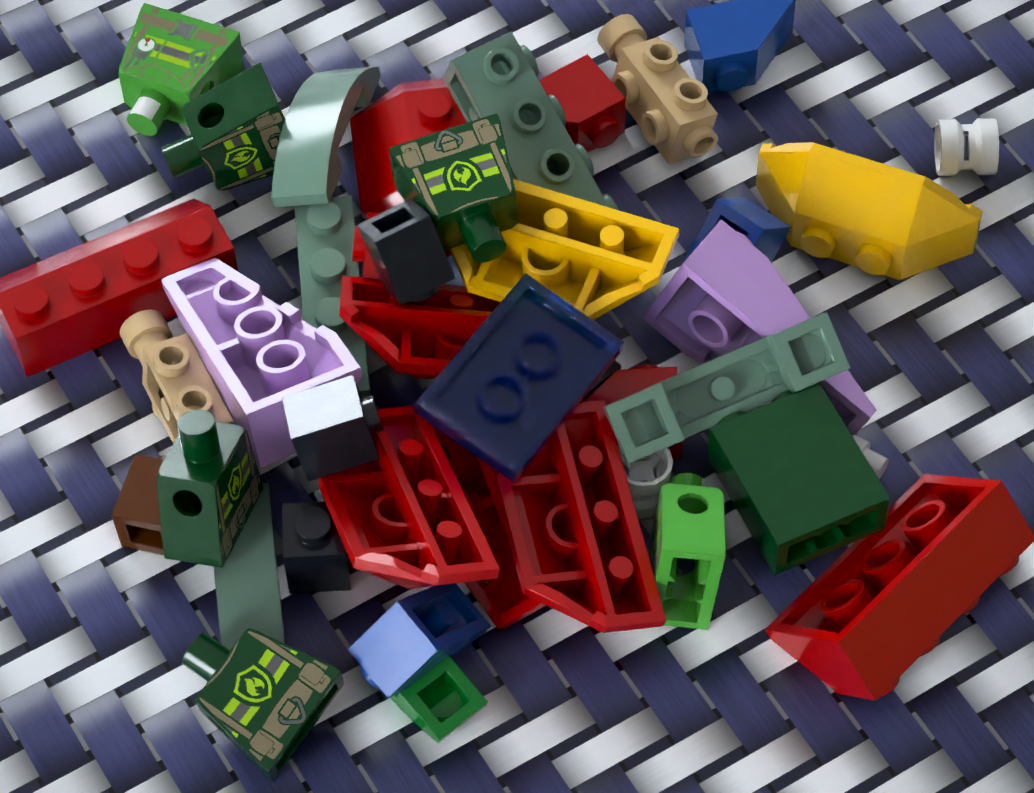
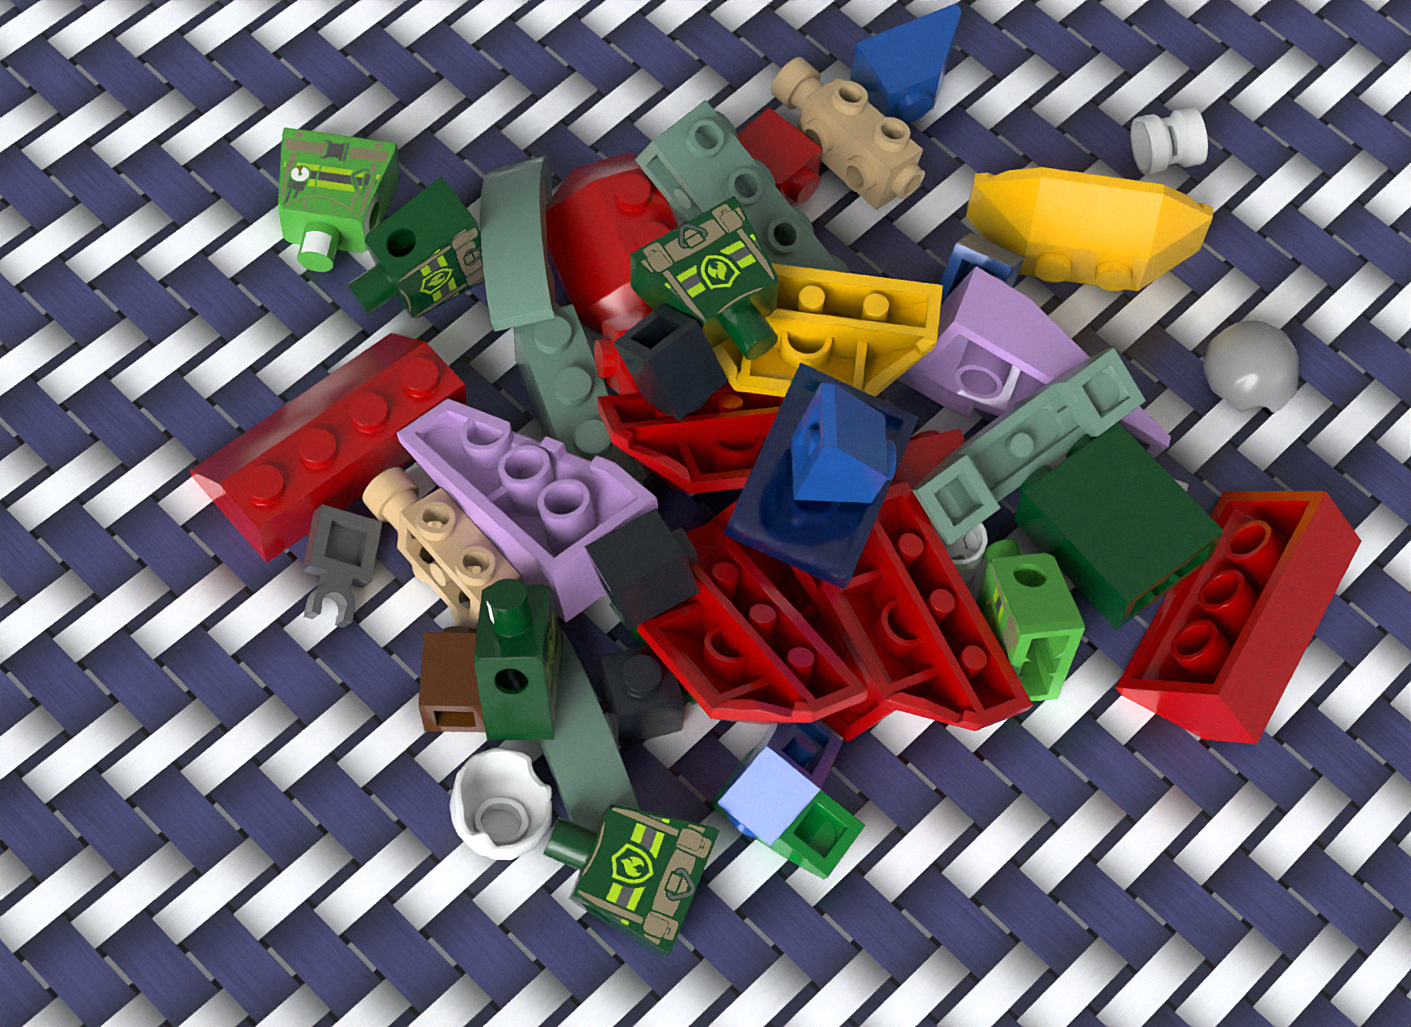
camera: 20 degrees left, 5 degrees up
(89, 379) = (343, 554): none -> dark grey plate
(160, 614) = (500, 804): none -> white hair
(532, 350) = (840, 449): none -> blue slope
(986, 365) = (1252, 366): none -> light grey hair

